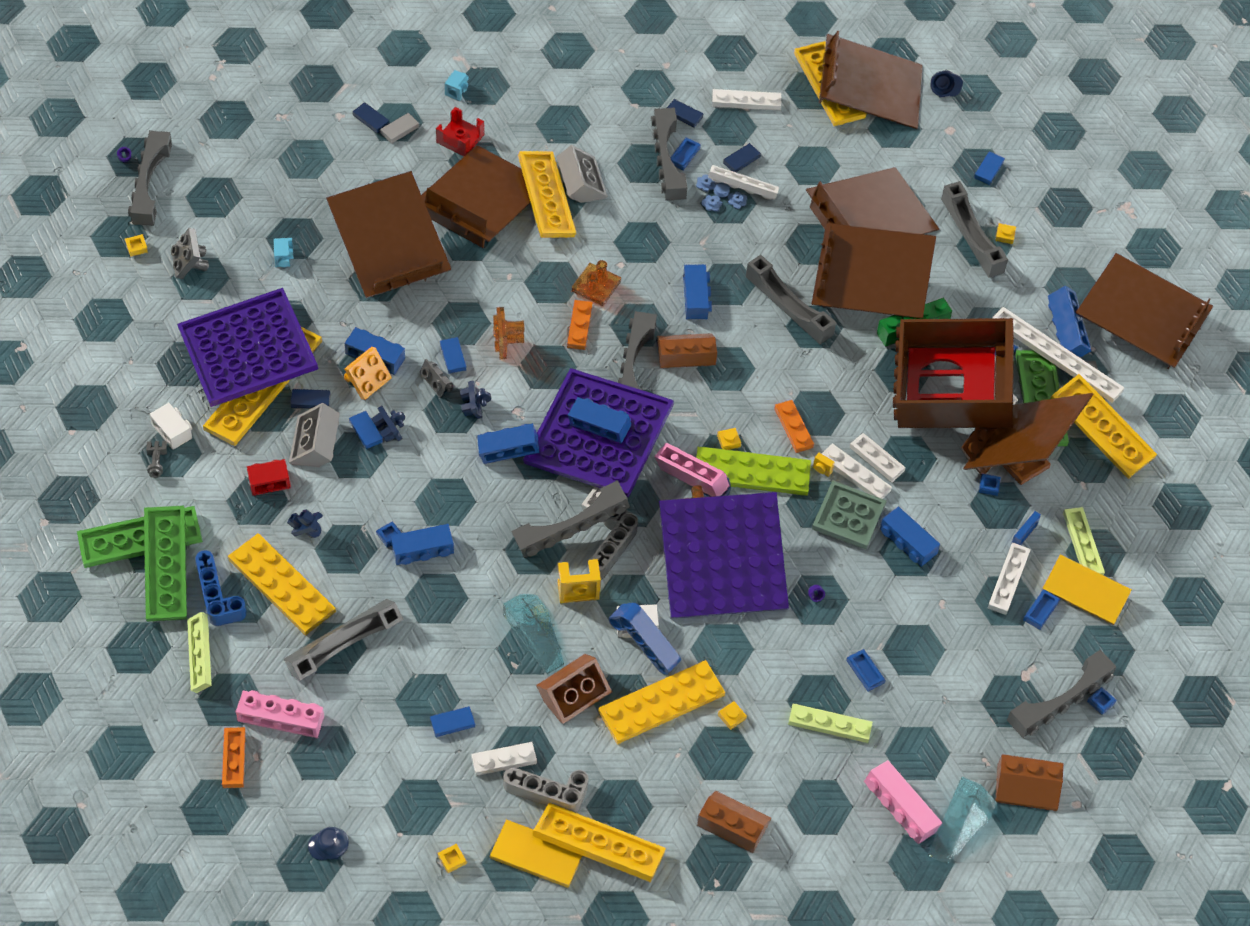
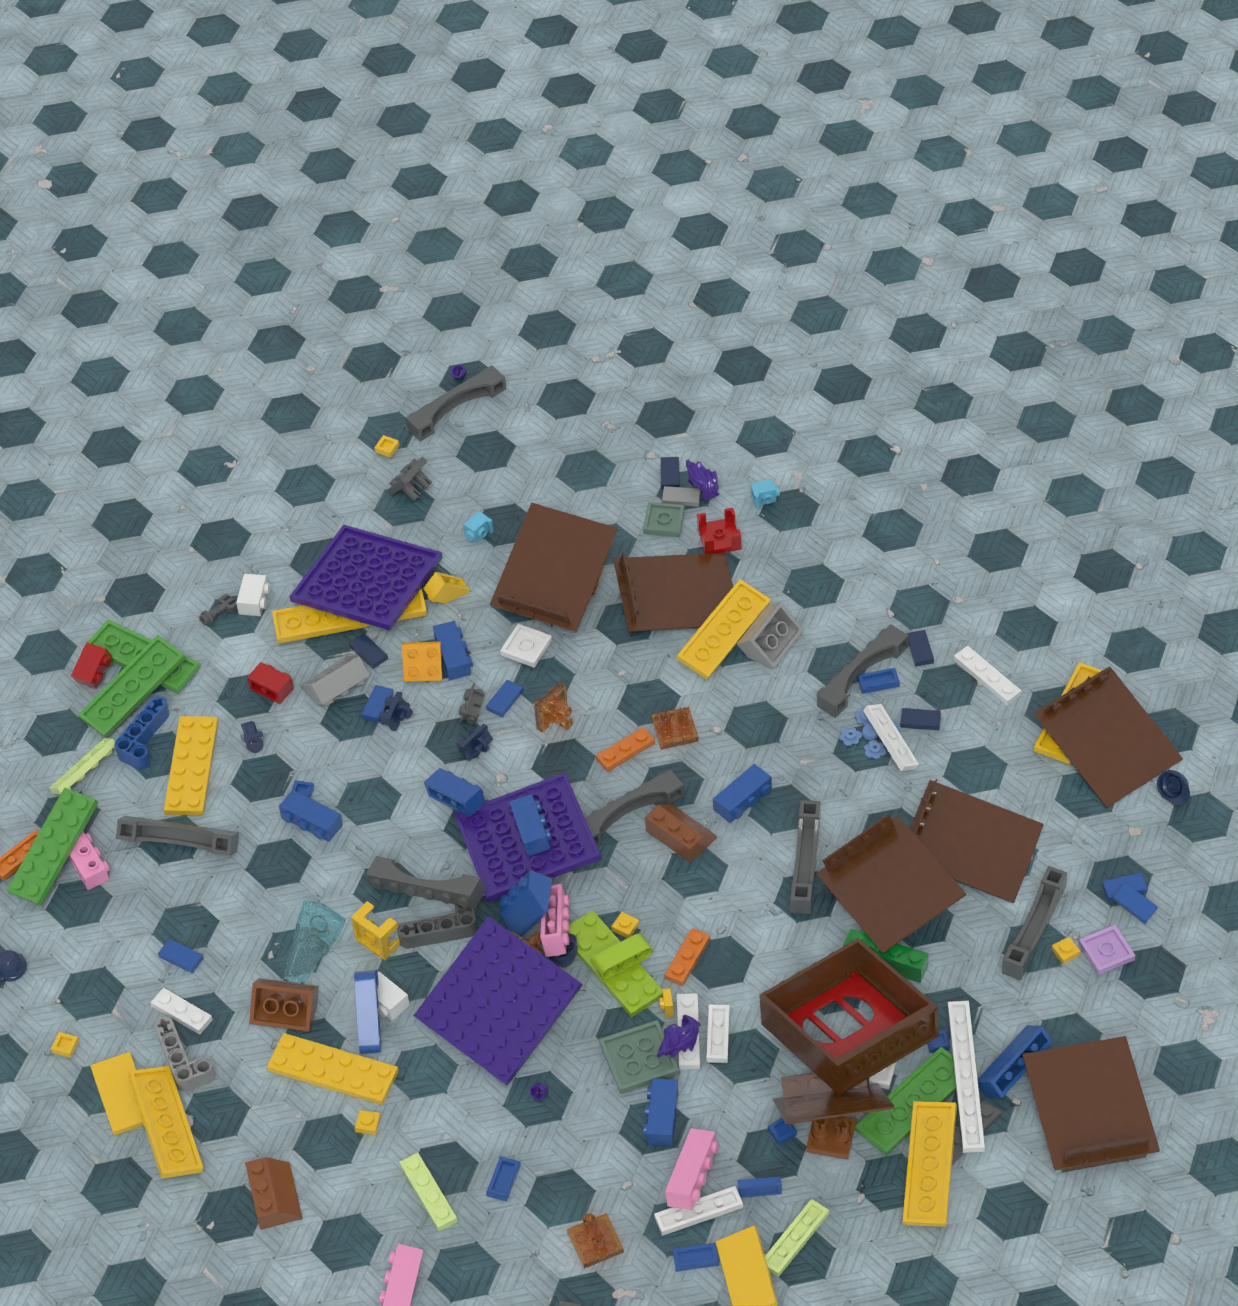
camera: 55 degrees right, 5 degrees down
(111, 573) = (91, 665): none -> red brick
(260, 726) = (52, 846): none -> bright green plate
(314, 312) = (445, 588): none -> yellow slope
(406, 101) = (703, 479): none -> dark purple hair
(407, 152) = (664, 519): none -> sand green tile
(423, 307) = (526, 645): none -> white plate
(663, 473) = (526, 902): none -> blue slope
(763, 457) = (622, 956): none -> lime beam
(867, 476) = (679, 1038): none -> dark purple hair
(974, 655) = (594, 1240): none -> clear orange plate
(979, 554) = (691, 1169): none -> bright pink brick
(1009, 172) = (1135, 903): none -> blue tile
(1029, 213) = (1106, 949): none -> lavender plate

